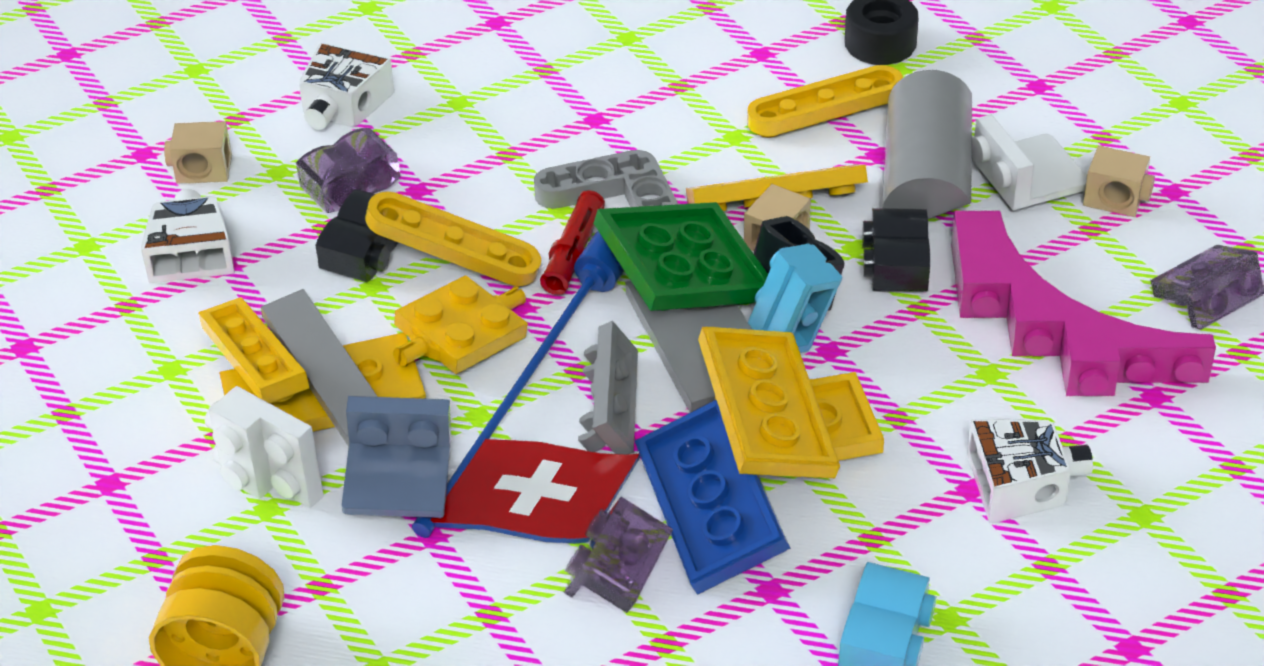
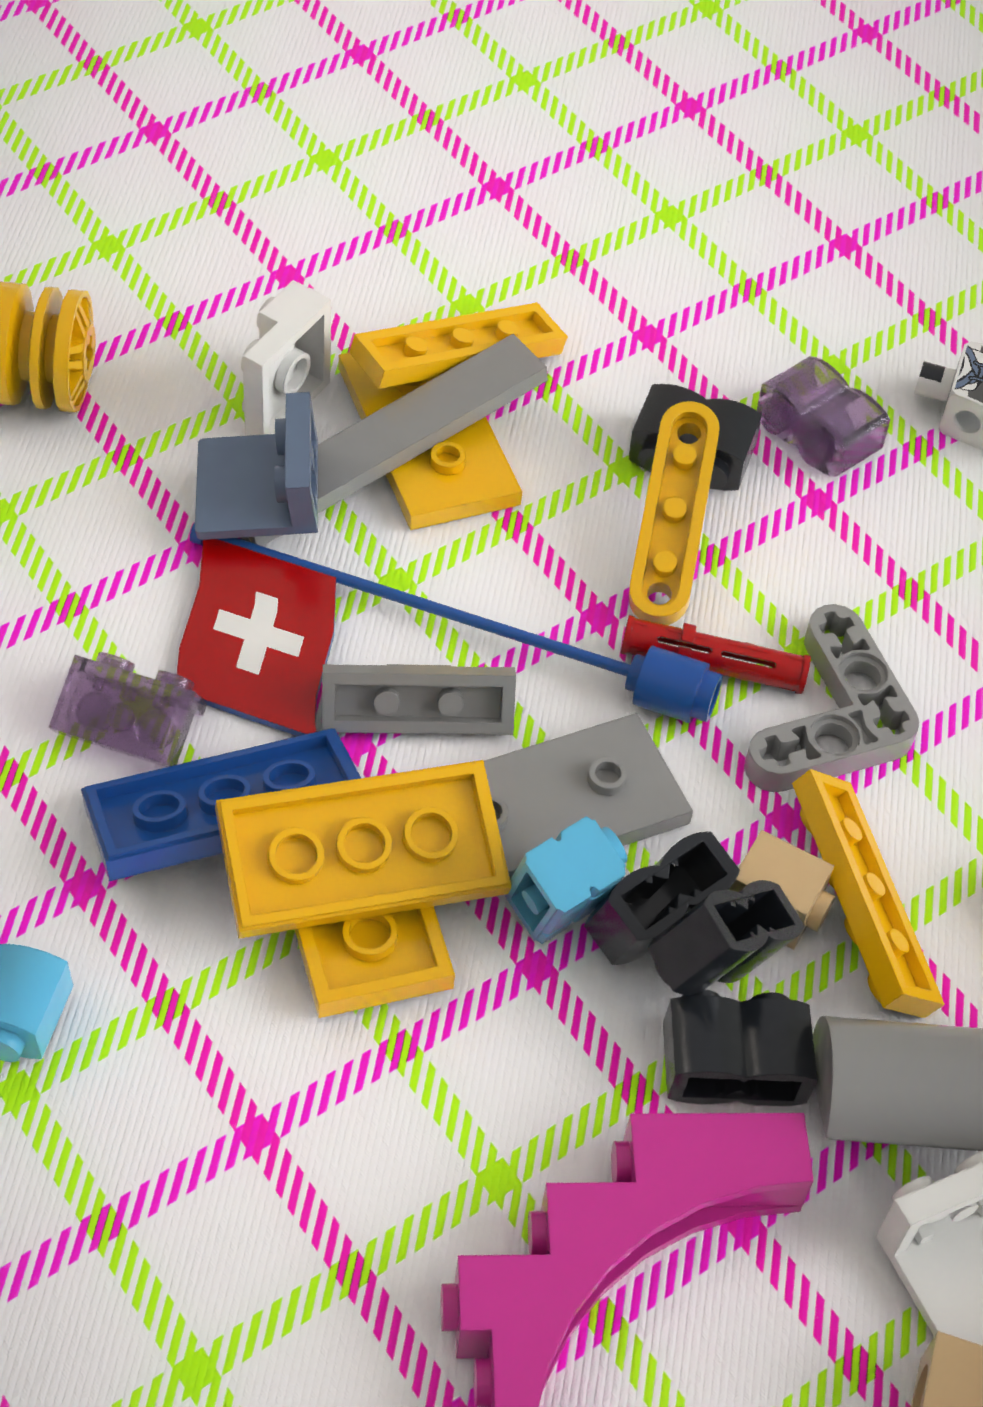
camera: 80 degrees right, 10 degrees up
(186, 239) = (672, 282): white torso -> none
(199, 152) = (832, 279): tan brick -> none
(459, 325) = (536, 542): yellow plate -> none
(682, 255) = (658, 750): green plate -> none
(843, 225) = (725, 937): none -> black brick
(1022, 466) = (266, 1186): white torso -> none

